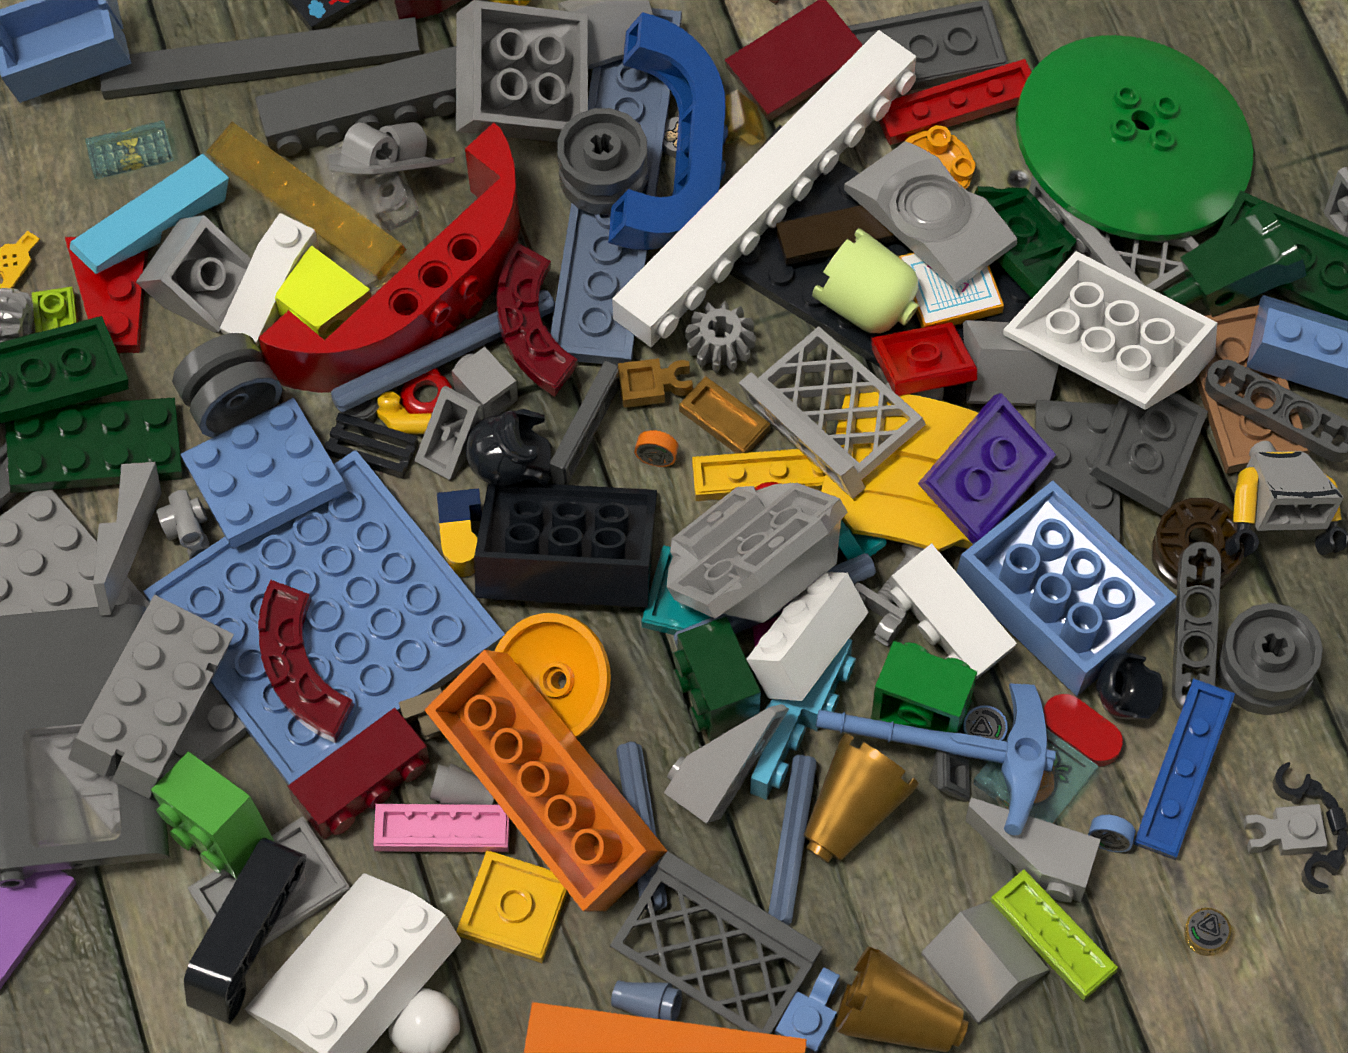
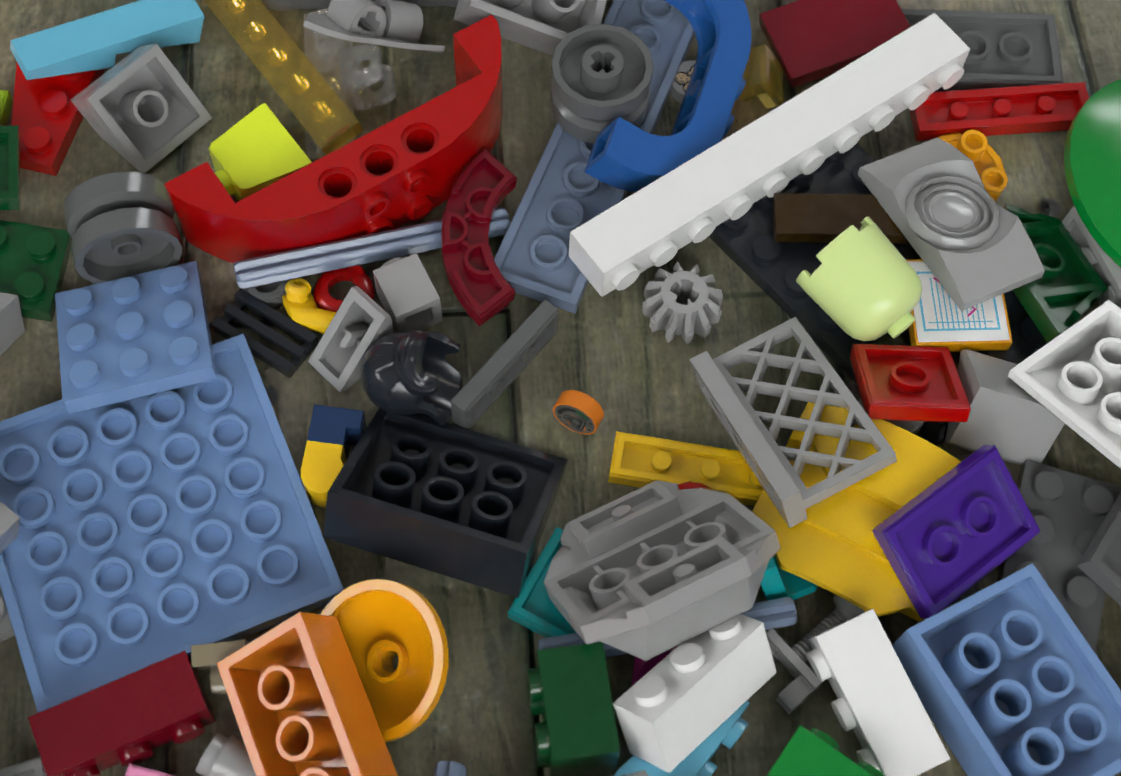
camera: 10 degrees right, 0 degrees up
(183, 521) = (30, 370): light grey plate -> none
(275, 257) = (212, 115): white slope -> none
(288, 667) = (83, 567): dark red tile -> none
(645, 381) = (586, 334): pearl gold plate -> none
(724, 417) = (664, 394): pearl gold tile -> none

